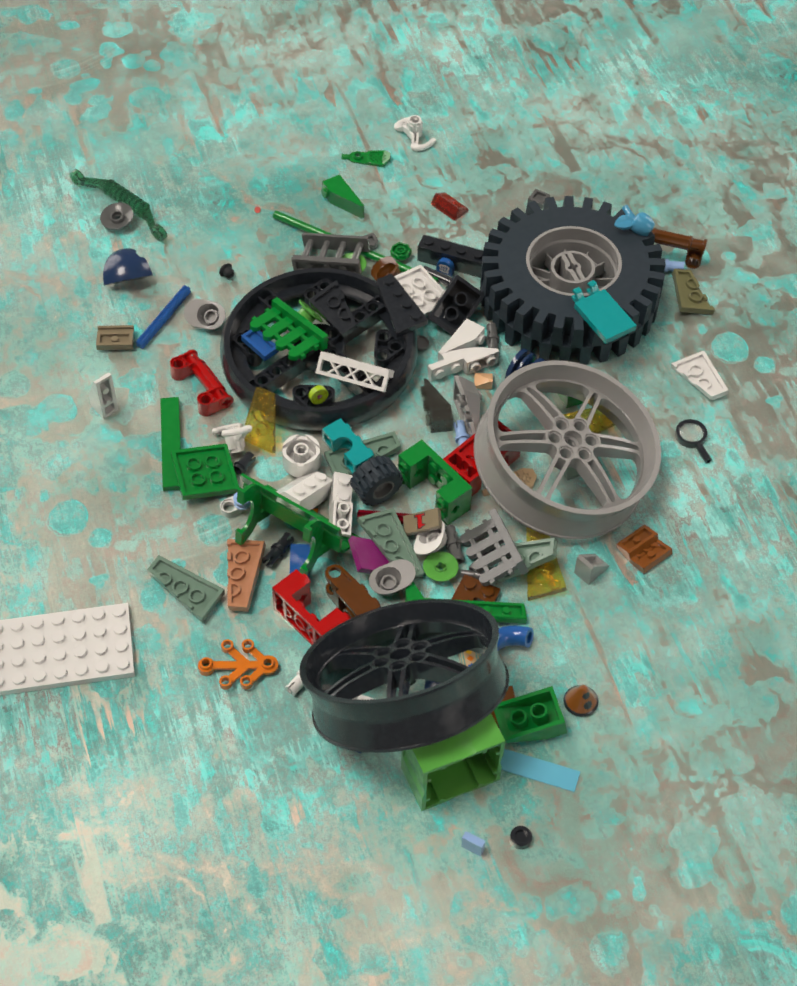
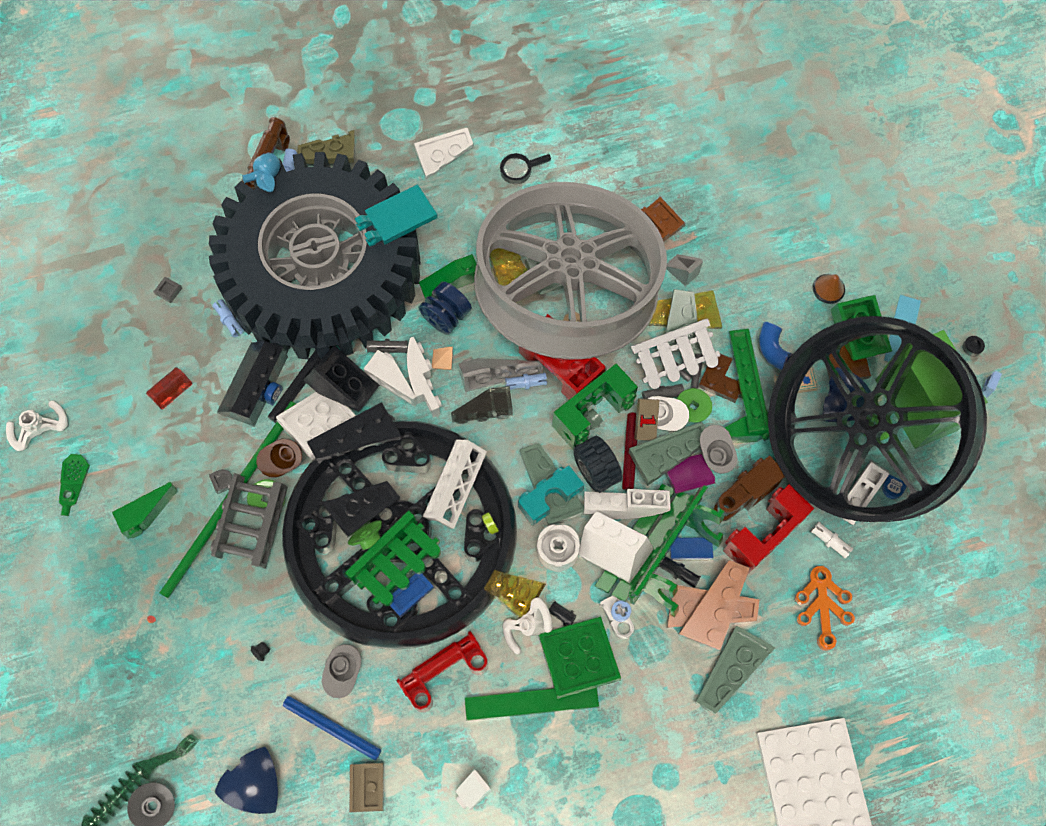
camera: 90 degrees left, 15 degrees up
(239, 571) = (714, 613): none -> nougat wing
(400, 251) = (244, 436): green plate -> none
(426, 487) = (593, 418): none -> sand green plate

